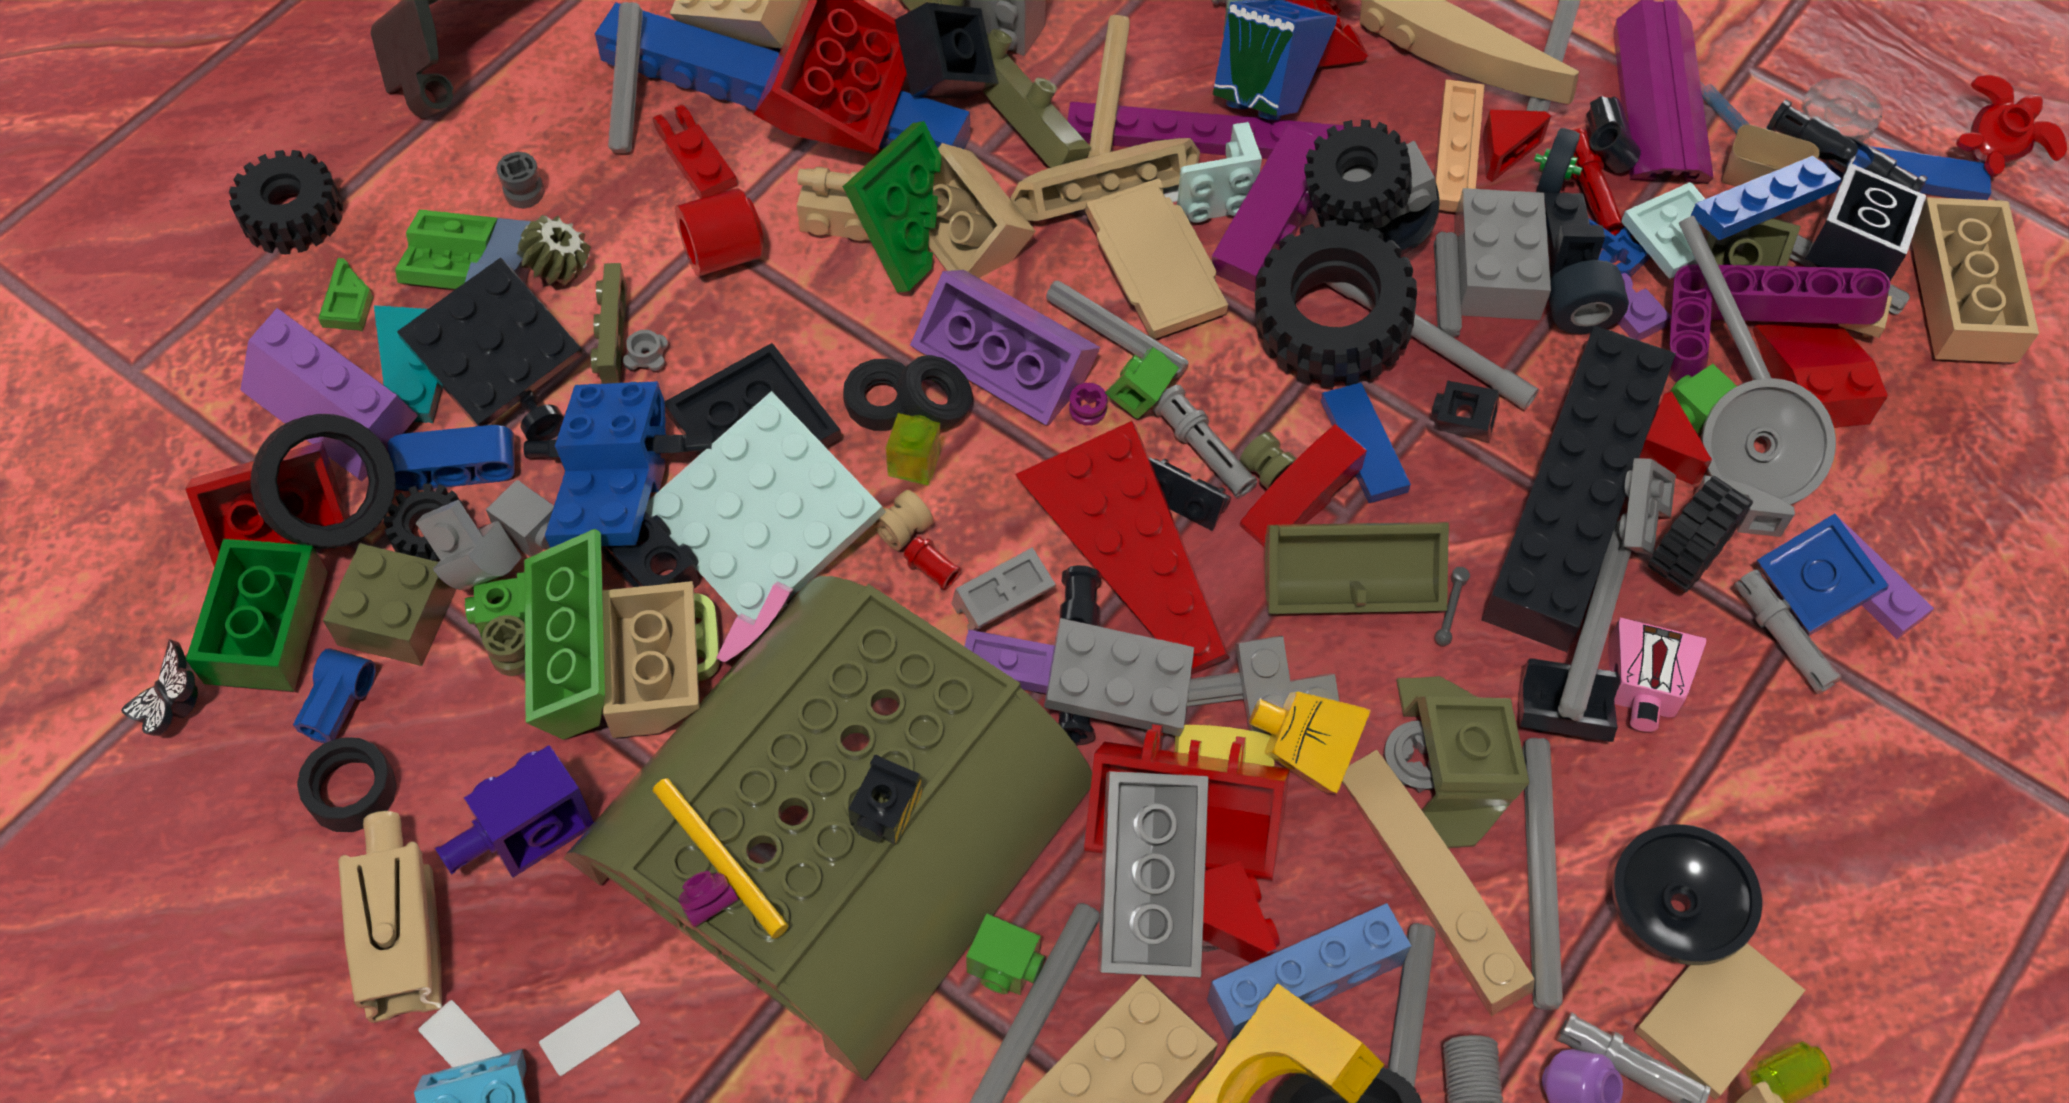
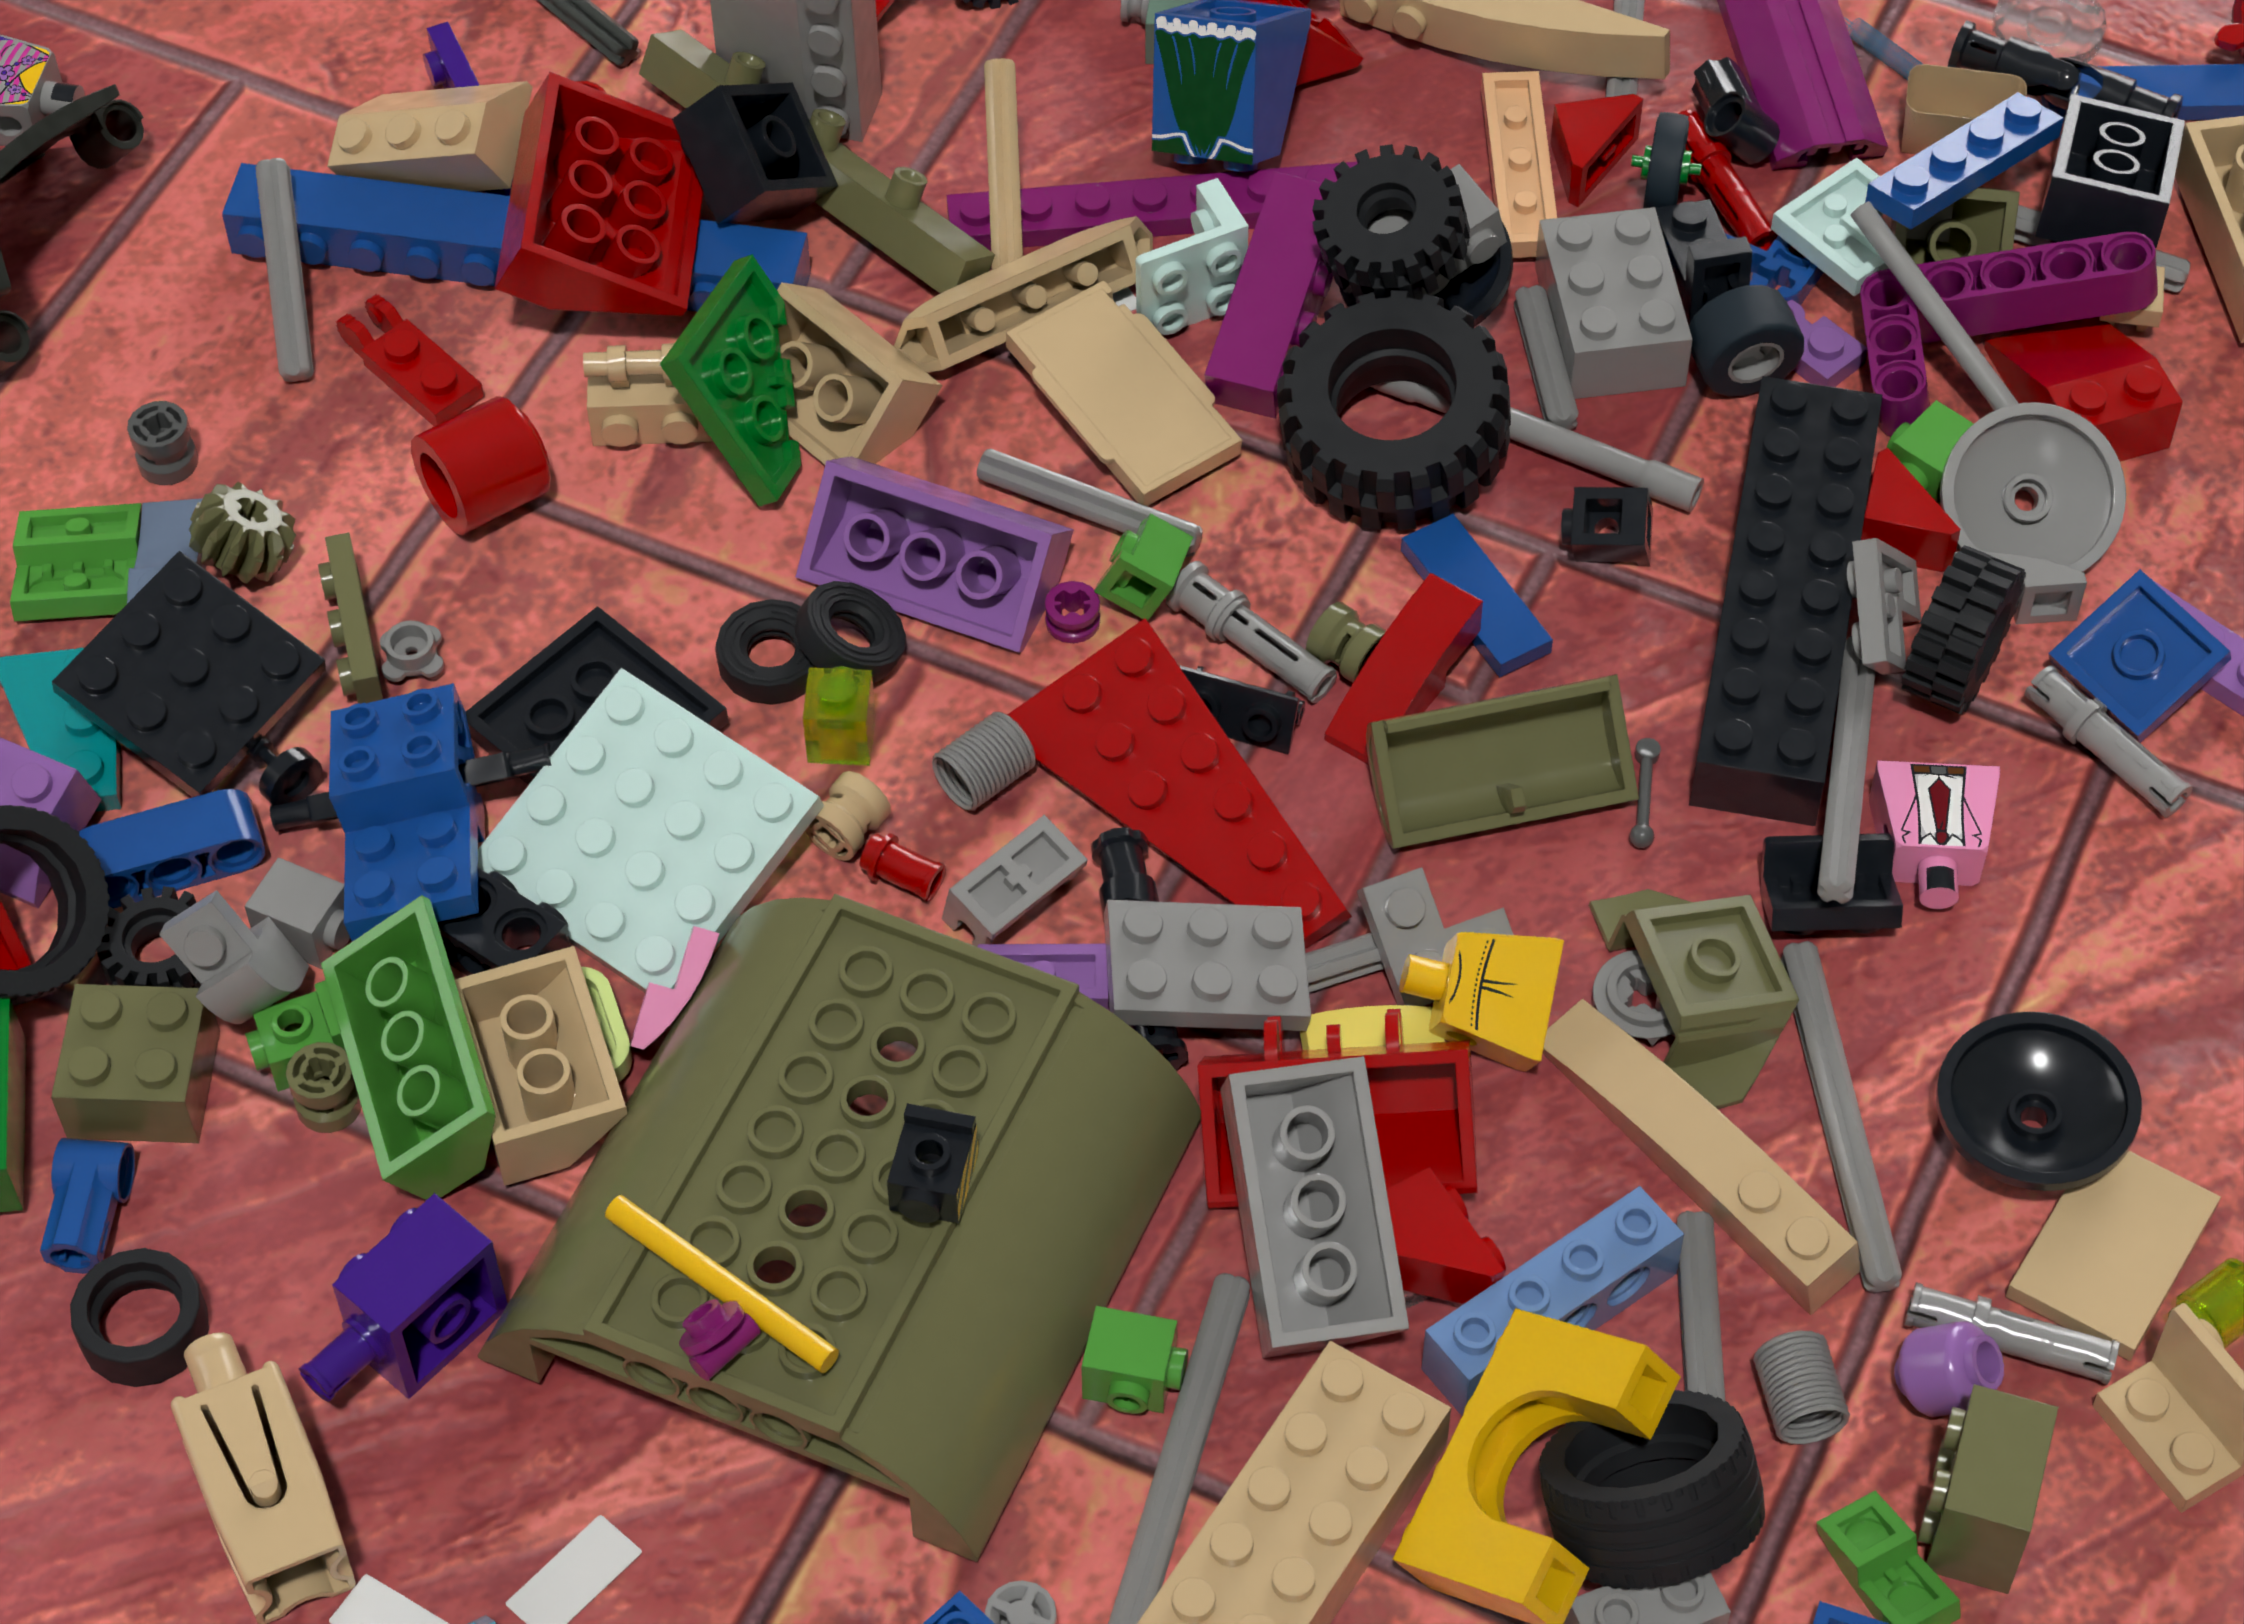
camera: 10 degrees left, 5 degrees down
(1003, 498) = (983, 760): none -> light grey piece

